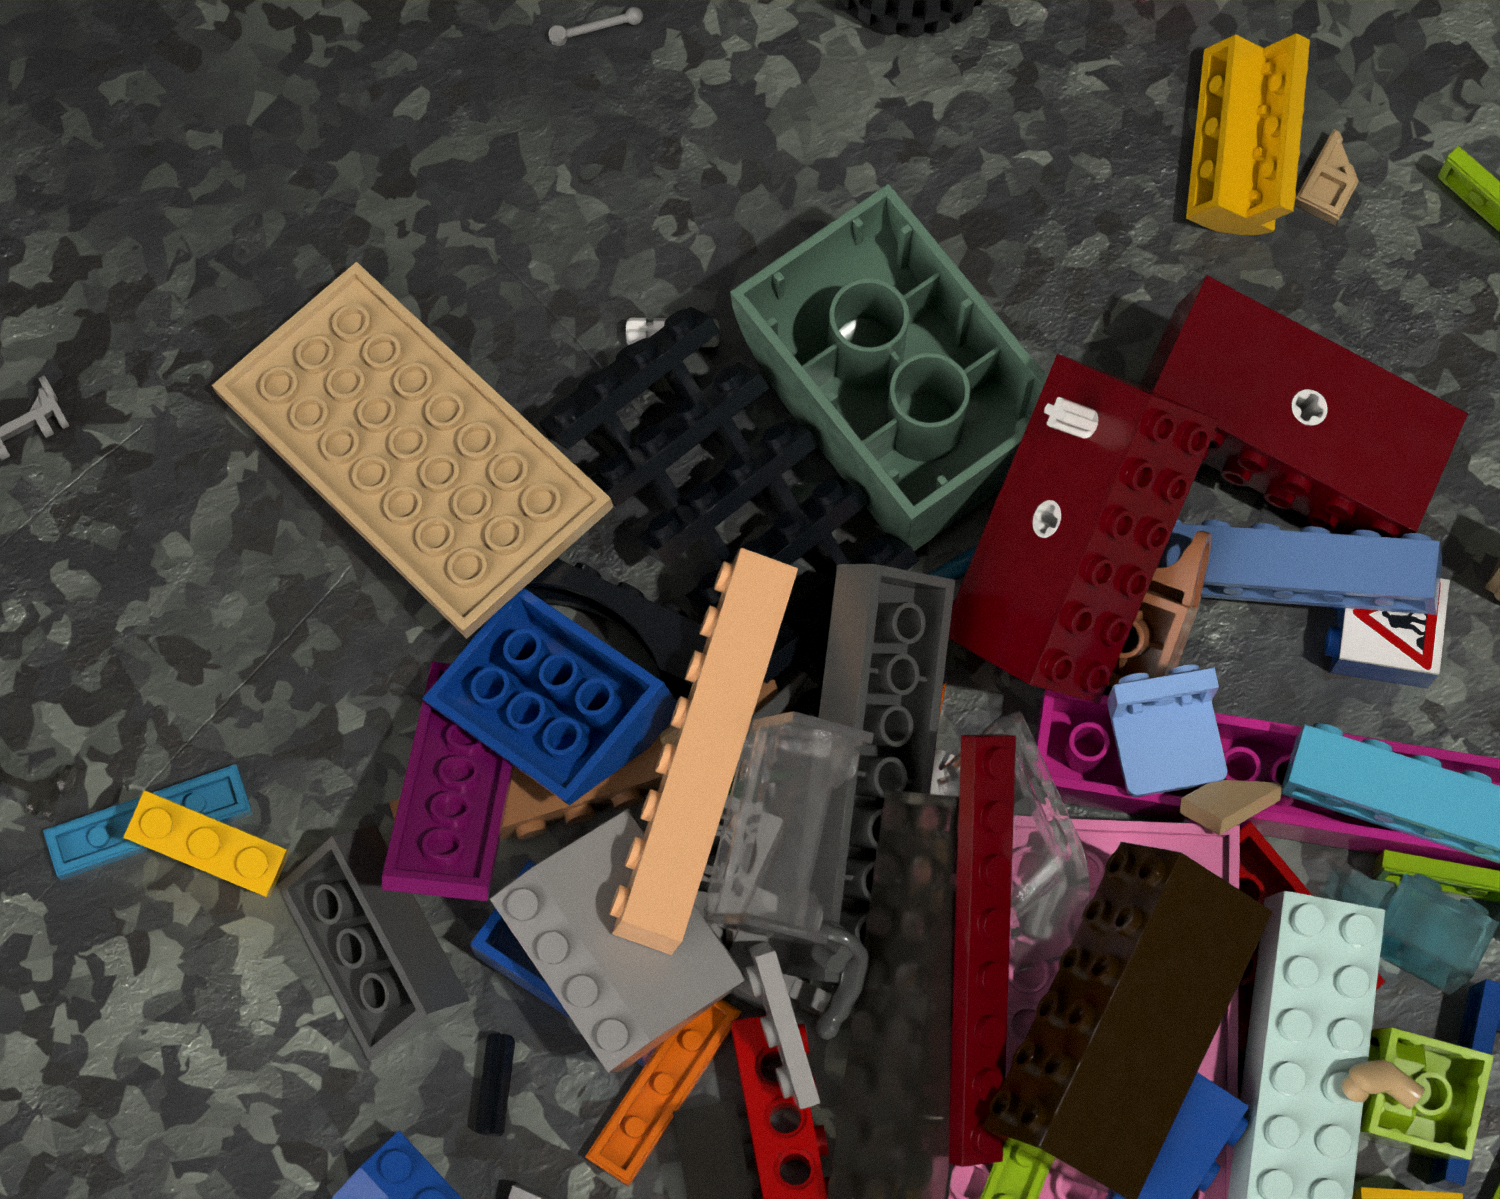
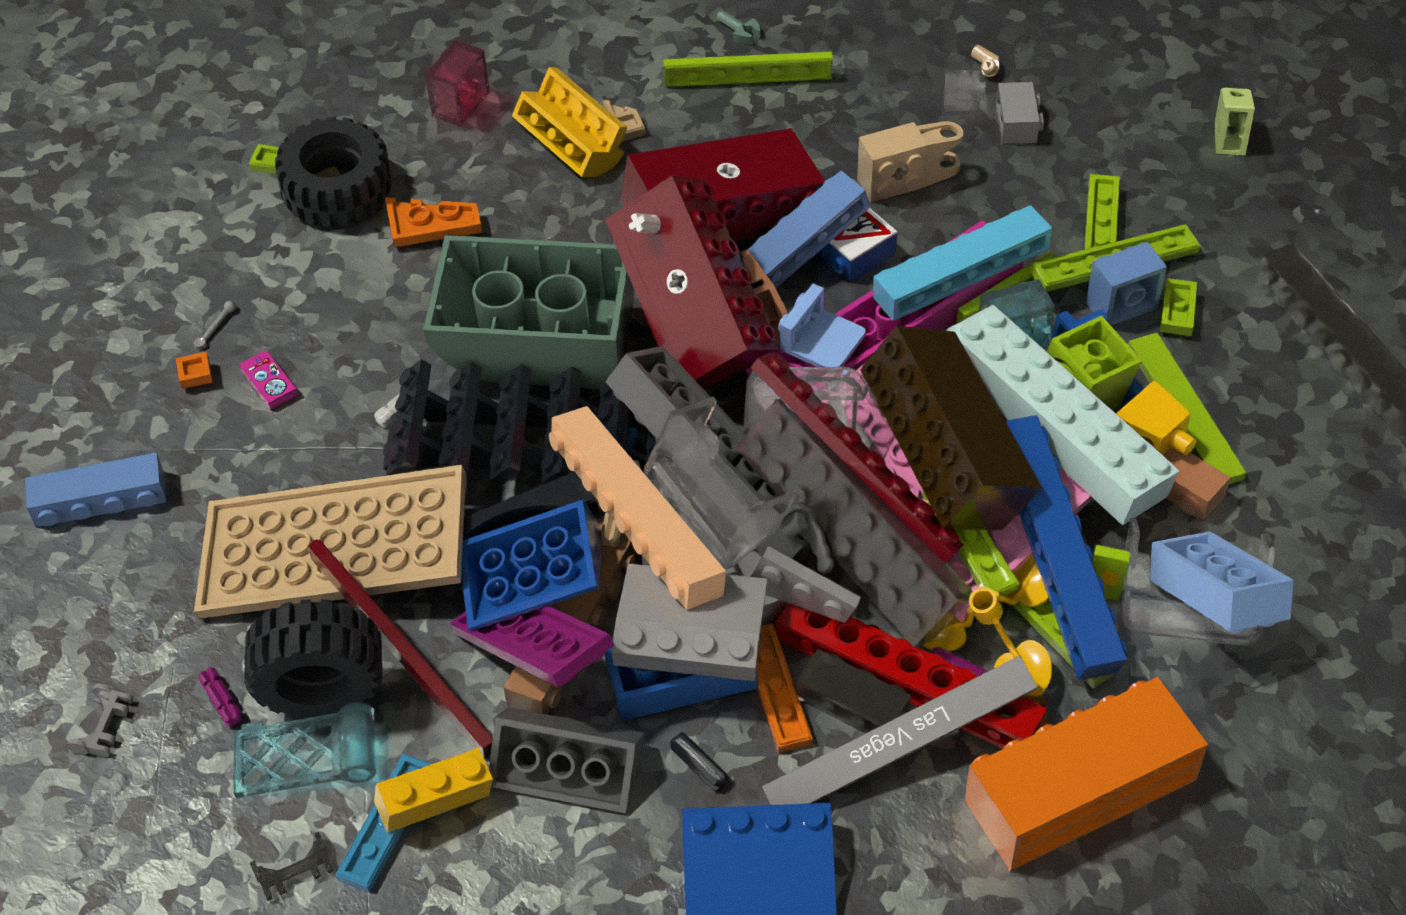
camera: 45 degrees left, 20 degrees down
(143, 512) = (220, 697): none -> magenta axle
(202, 698) = (351, 754): none -> clear light blue piece
(230, 582) = (312, 658): none -> black tyre
(268, 132) = (95, 490): none -> medium blue brick
(335, 649) = (402, 649): none -> dark red tile
(510, 69) = (194, 370): none -> orange plate
(574, 157) = (268, 379): none -> dark pink tile
(951, 109) = (428, 222): none -> orange wing
(1228, 803) = (876, 335): tan tile -> none
(1380, 1077) = (1074, 354): tan arm -> none

